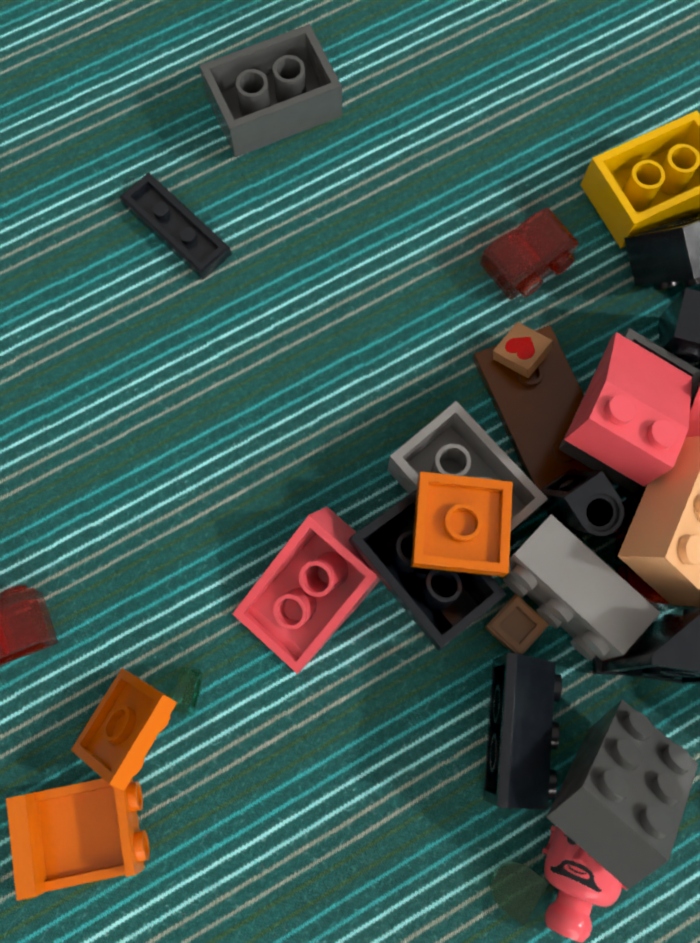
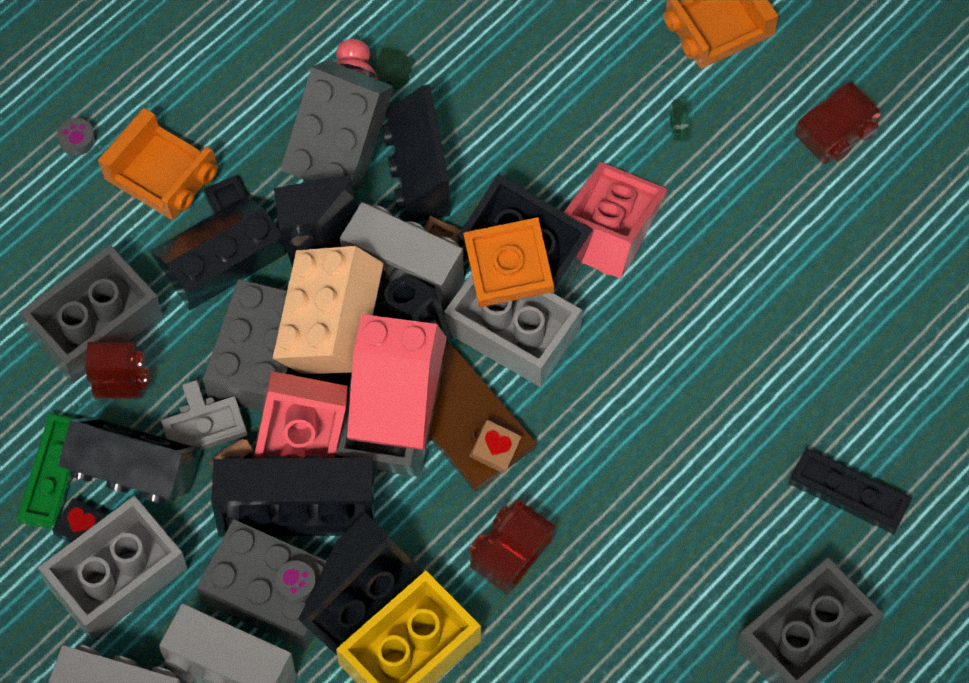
camera: 165 degrees right, 10 degrees down
(123, 729) = (715, 80): orange plate -> none

